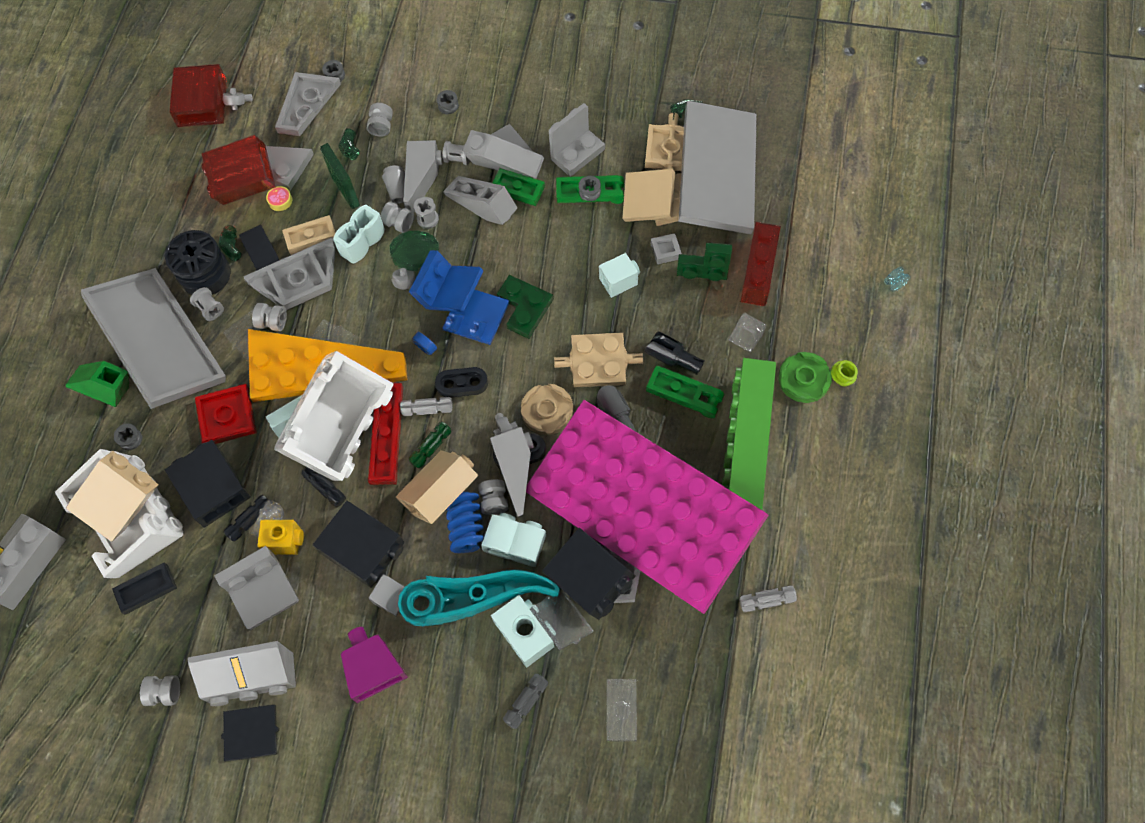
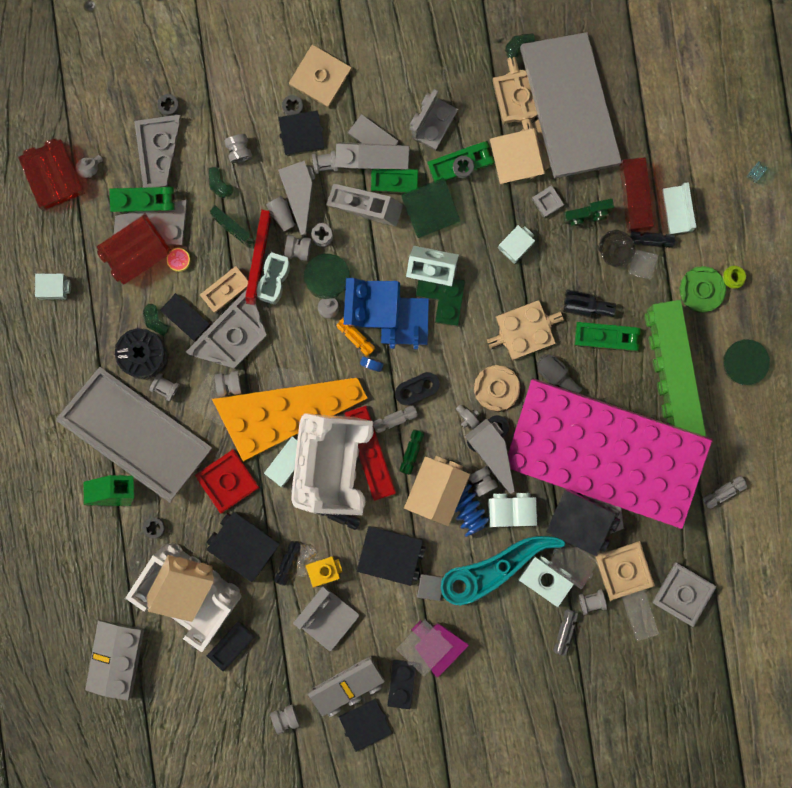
camera: 20 degrees left, 20 degrees up
(147, 184) = (52, 286): none -> light aqua brick
(269, 132) = (140, 199): none -> green plate
(311, 697) = (401, 685): none -> black plate
(350, 656) = (424, 647): none -> clear piece
(365, 195) = (258, 256): none -> red tile
(419, 316) = (356, 338): none -> light orange axle
(445, 123) = (301, 132): none -> black piece
(484, 85) = (320, 76): none -> tan plate
(523, 267) = (432, 265): none -> light aqua brick
(543, 218) = (430, 207): none -> clear green tile
(569, 674) = (592, 602): none -> light grey bush
(620, 650) = (624, 570): none -> tan plate
(682, 703) = (684, 594): none -> light grey plate
(723, 306) = (617, 248): none -> clear smoke hair
(765, 312) = (653, 239): none -> black axle
(802, 292) = (679, 209): none -> light aqua panel
(833, 465) = (746, 362): none -> clear green tile

